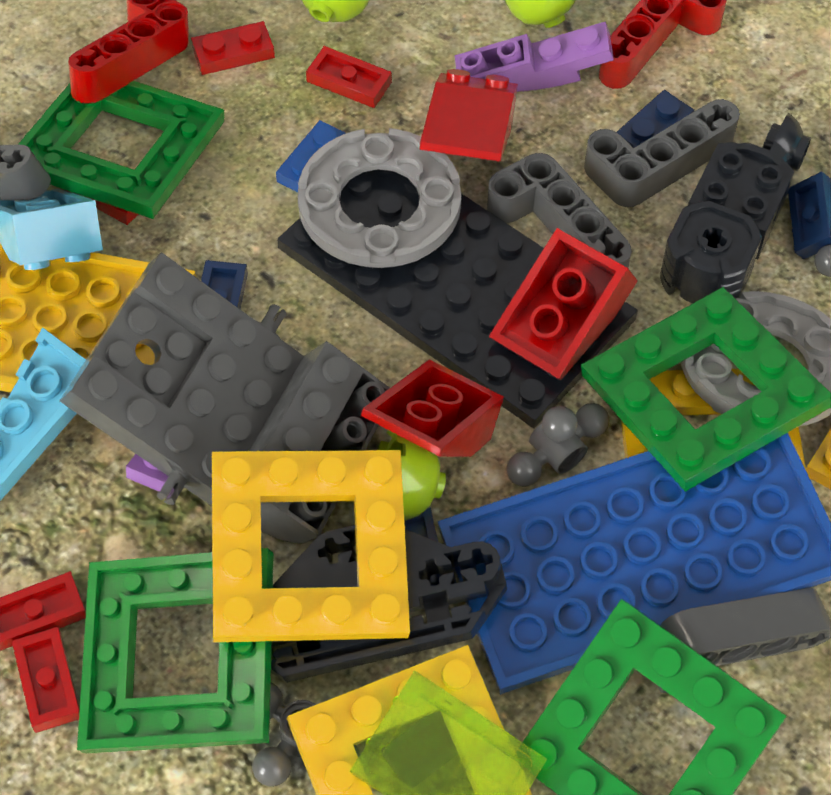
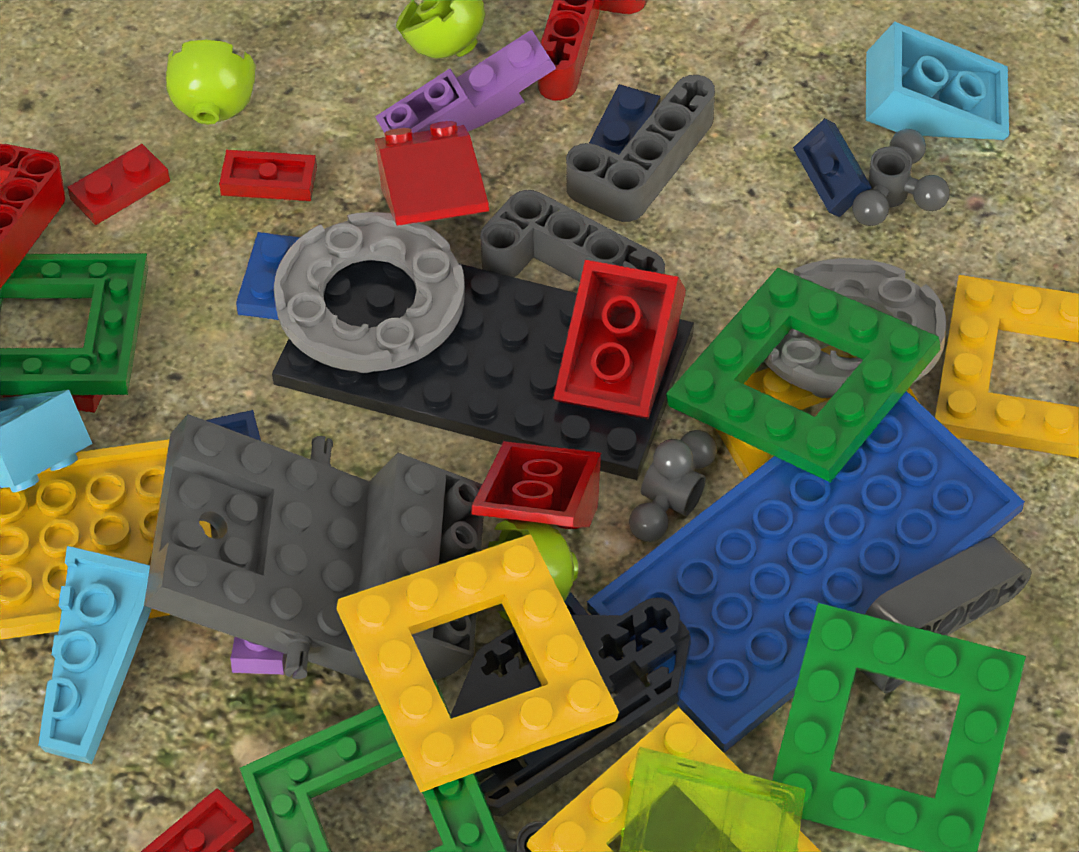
camera: 20 degrees left, 5 degrees down
(732, 213) = (750, 192): black brick -> none

